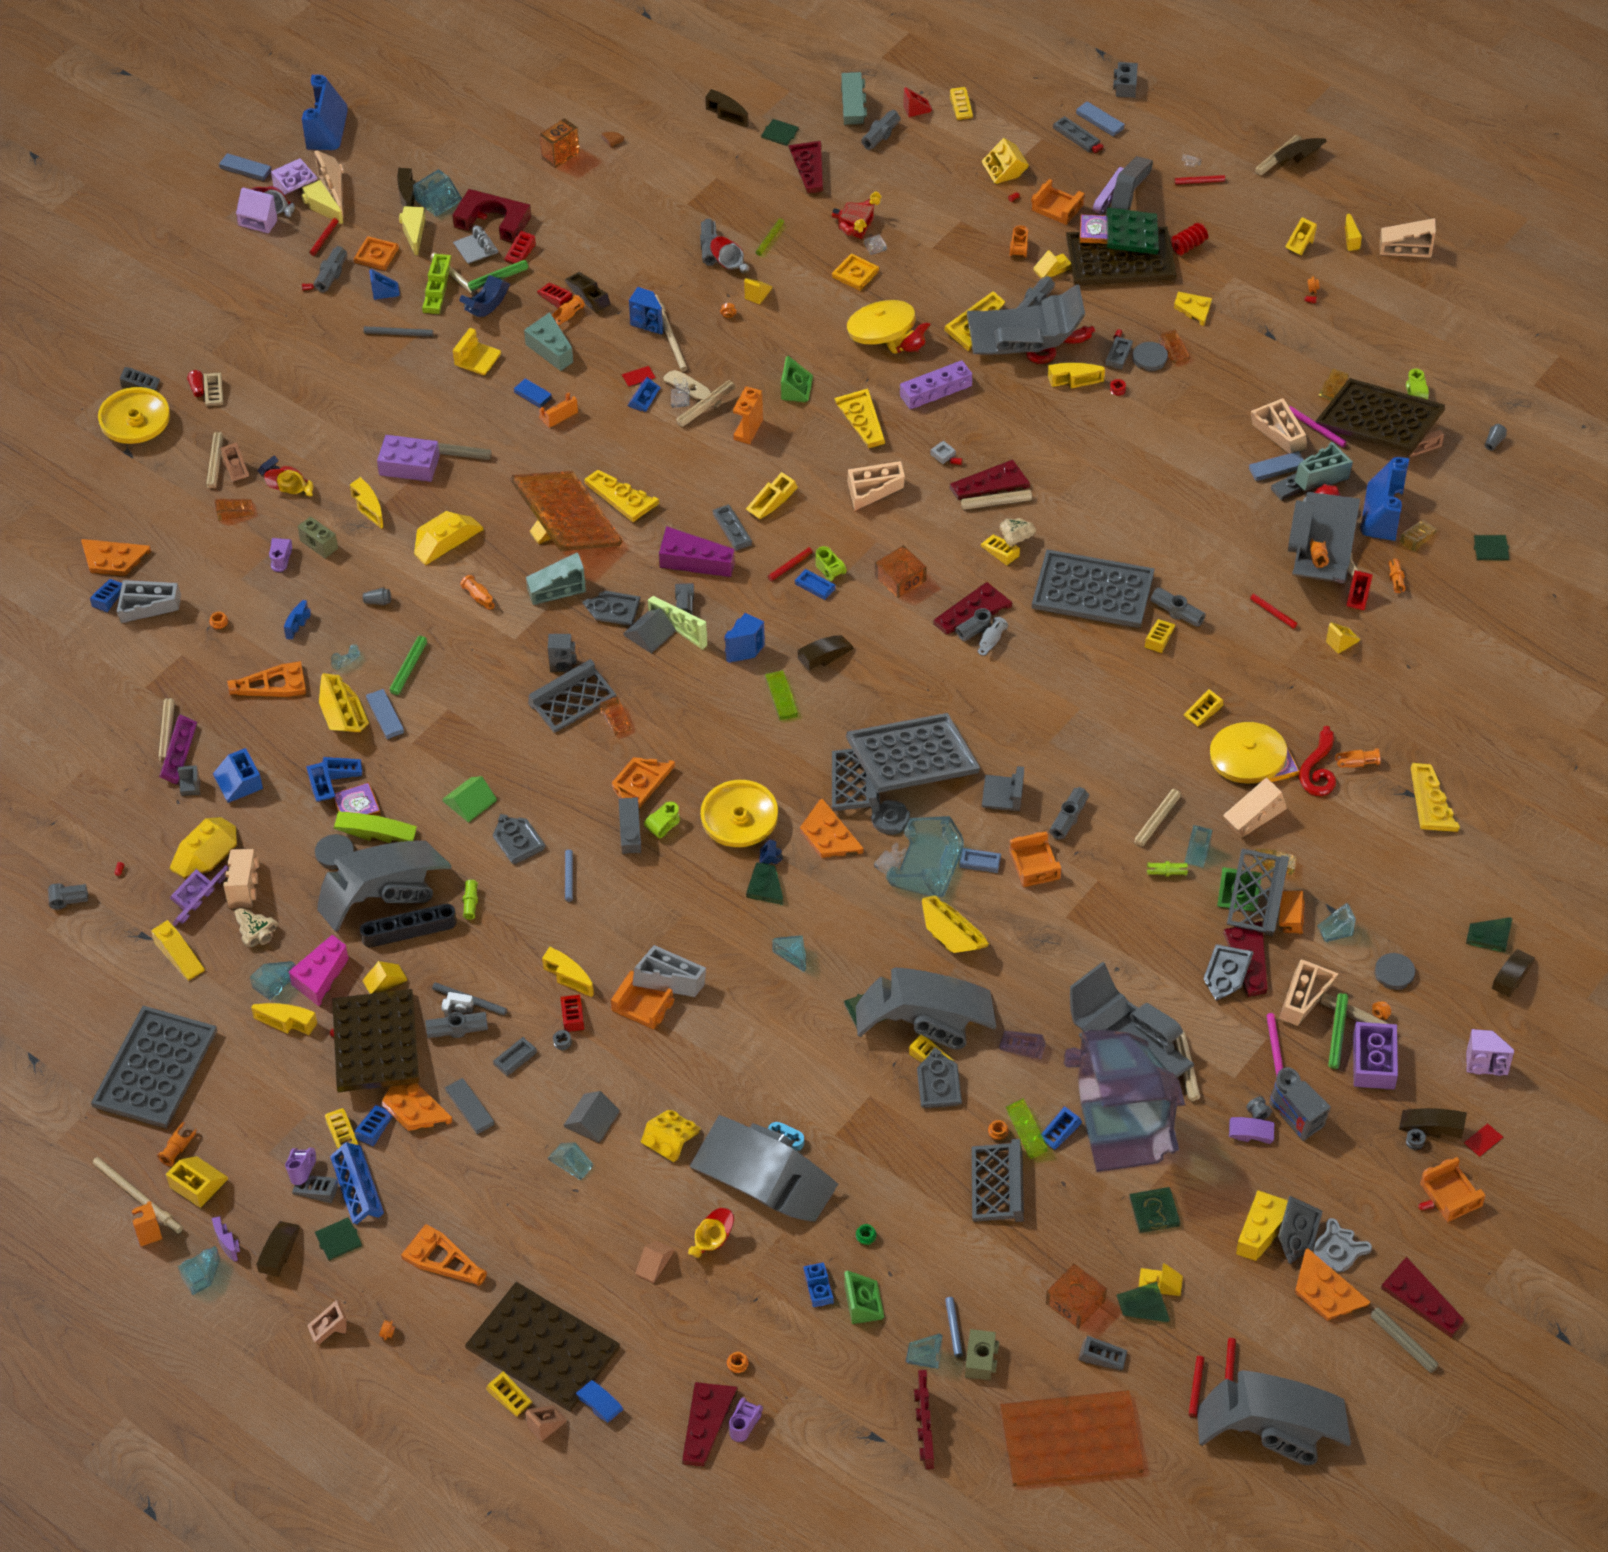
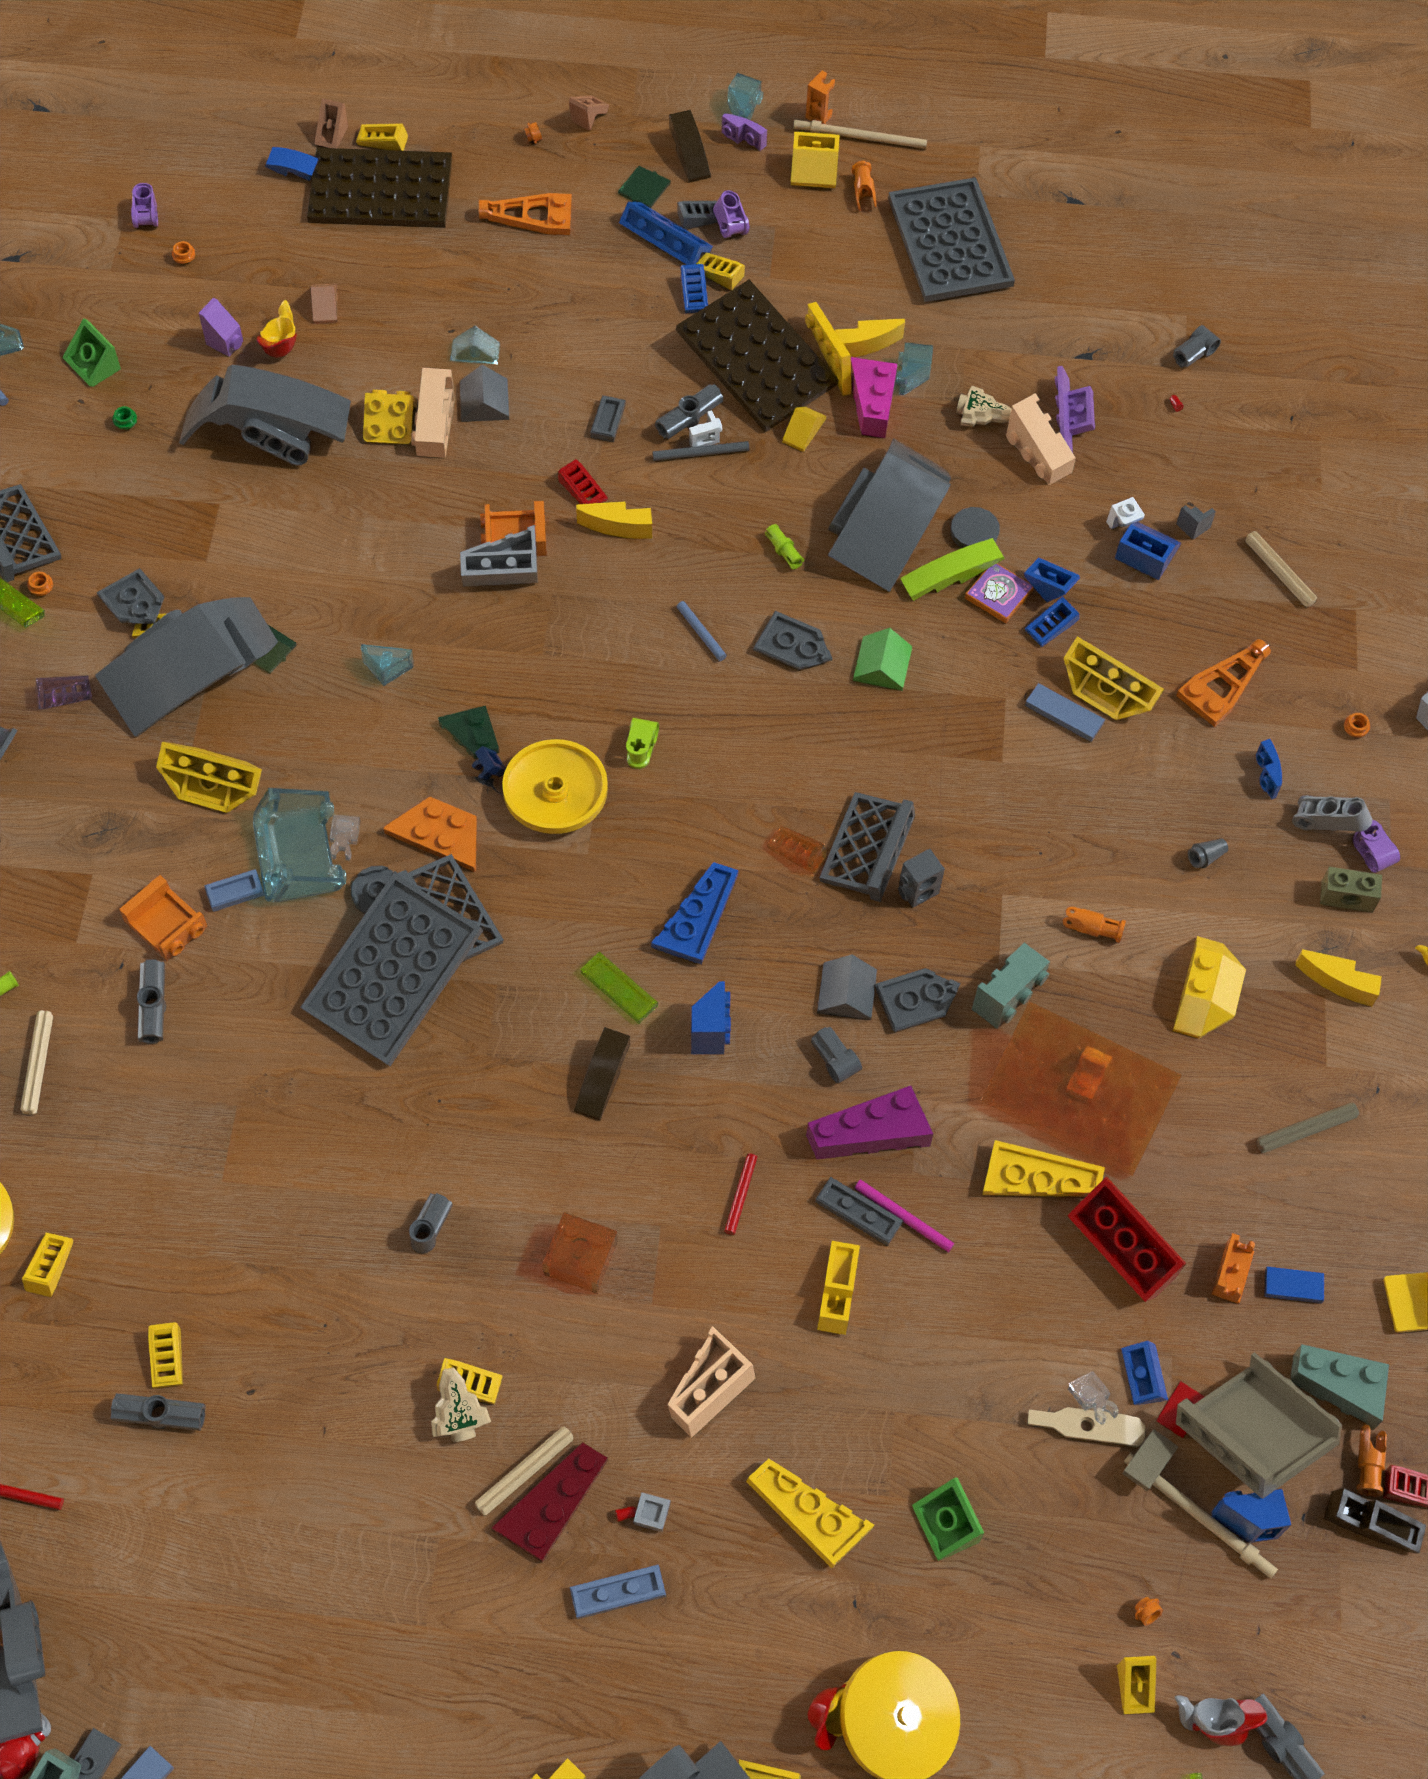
camera: 145 degrees right, 10 degrees up
(176, 950) = (1038, 348): yellow slope -> none
(178, 749) = (1244, 550): magenta tile -> none
(204, 847) = (1107, 464): yellow wedge -> none
(233, 803) = (1124, 513): none -> white bracket
(296, 584) = (1332, 814): none -> light grey piece
(318, 1019) = (831, 346): none -> yellow wing
(341, 661) = (1166, 761): clear light blue piece -> none
(396, 927) = (824, 485): black beam -> none
(408, 458) = (1352, 1069): medium lavender brick -> none
(408, 665) = (1093, 786): bright green axle -> none
(414, 1107) = (659, 319): orange wing -> none
(469, 1106) = (615, 351): dark grey tile -> none
(564, 1044) = (571, 449): dark grey bush -> none
(607, 437) = (1127, 1240): none -> red slope
(613, 335) = (1261, 1427): none -> dark tan panel
(629, 825) = (670, 706): dark grey slope -> none
(632, 1116) = (434, 413): none -> light nougat wedge
(641, 778) = (705, 778): orange wing -> none
(670, 359) = (1150, 1460): none -> dark tan slope
(685, 624) = (815, 1010): yellowish green wing -> none
(705, 403) = (1044, 1399): tan axle -> none
(706, 1417) = (184, 200): dark red wing -> none
(709, 704) = (696, 921): none -> blue wing
(714, 523) = (907, 1217): none -> dark pink bar
(751, 409) = (962, 1391): orange panel -> none
(752, 1263) = (220, 328): none -> medium lavender slope
(790, 1132) = (268, 472): medium azure beam -> none
(815, 584) = (686, 1179): blue tile -> none
(818, 1284) = (146, 354): blue slope -> none
(829, 563) = (680, 1212): lime piece -> none
(936, 384) = (740, 1641): medium lavender brick -> none
(982, 433) = (617, 1591): none -> sand blue tile
(983, 597) = (449, 1261): dark red wing -> none
(992, 635) = (397, 1221): light grey piece -> none
(1004, 792) = (253, 992): dark grey bracket -> none
(1093, 588) = (298, 1382): dark grey plate -> none

